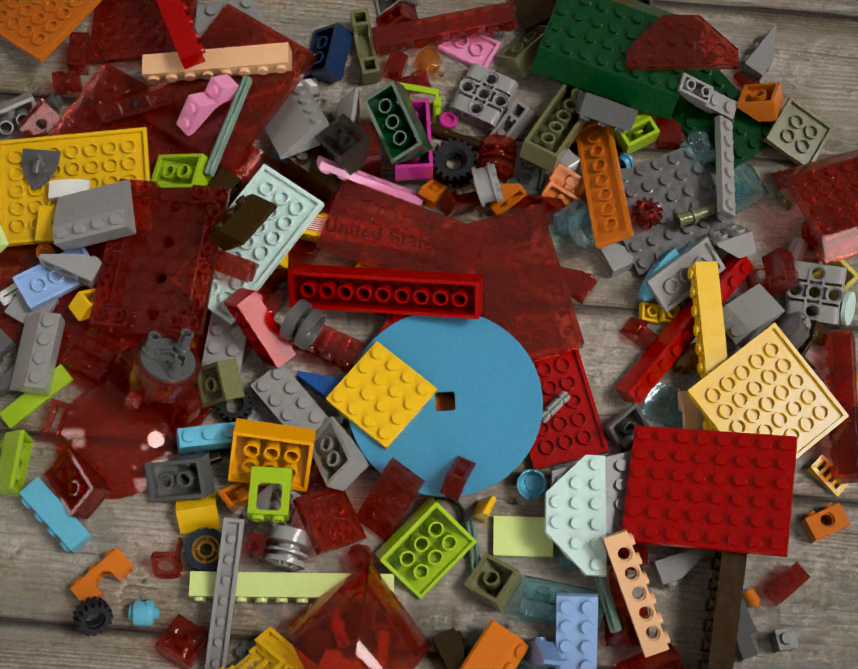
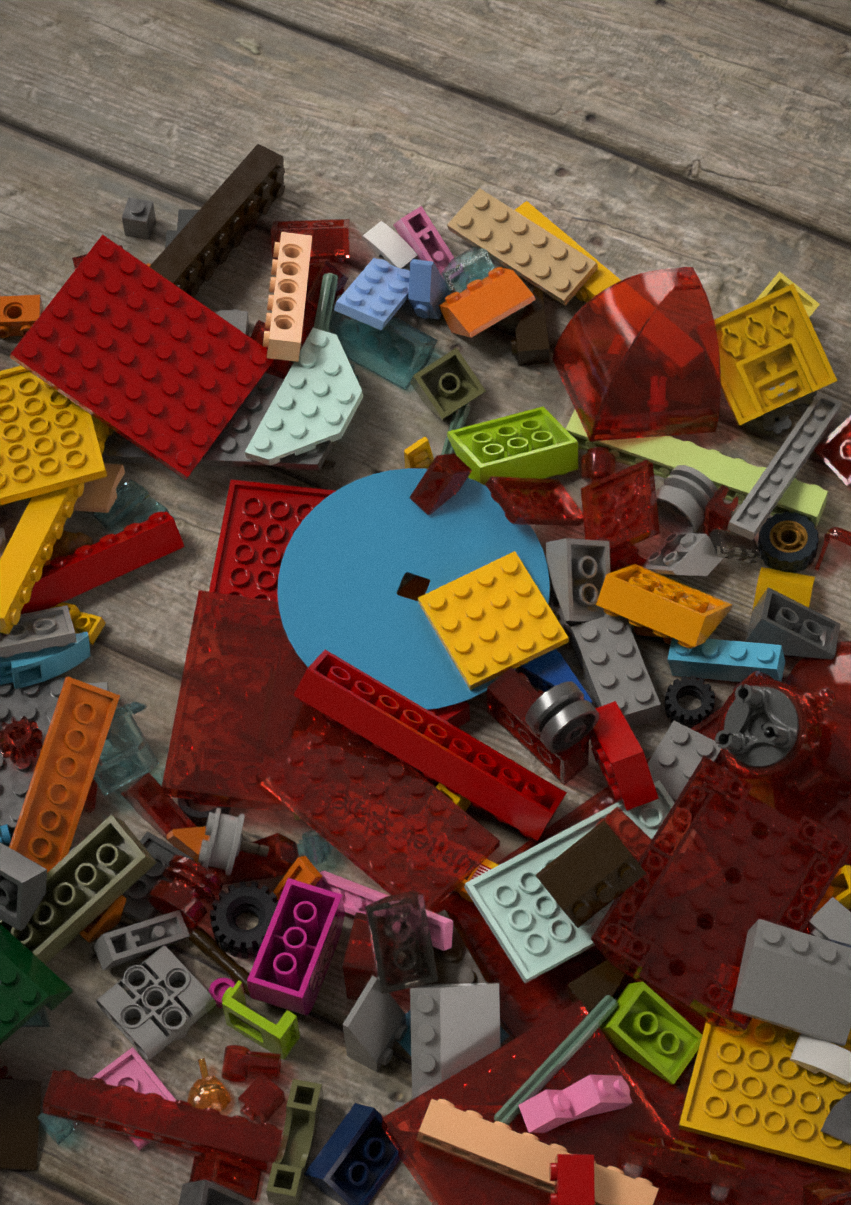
camera: 150 degrees left, 10 degrees down
(219, 383) = (696, 711): olive slope -> none
(235, 496) = (731, 586): orange slope -> none
(270, 475) = (674, 568): lime window -> none
(397, 123) = (312, 943): dark green slope -> none
(521, 537) = (386, 428): yellowish green tile -> none
(522, 51) = (53, 1045): olive slope -> none
(531, 484) = (346, 471): medium azure hair -> none
(554, 406) = (269, 549): light grey axle -> none
(564, 185) = (113, 806): orange slope -> none
(579, 283) = (159, 691): clear red slope -> none
(621, 429) = (195, 501): flat silver slope -> none
(639, 333) = (113, 606): clear red slope -> none

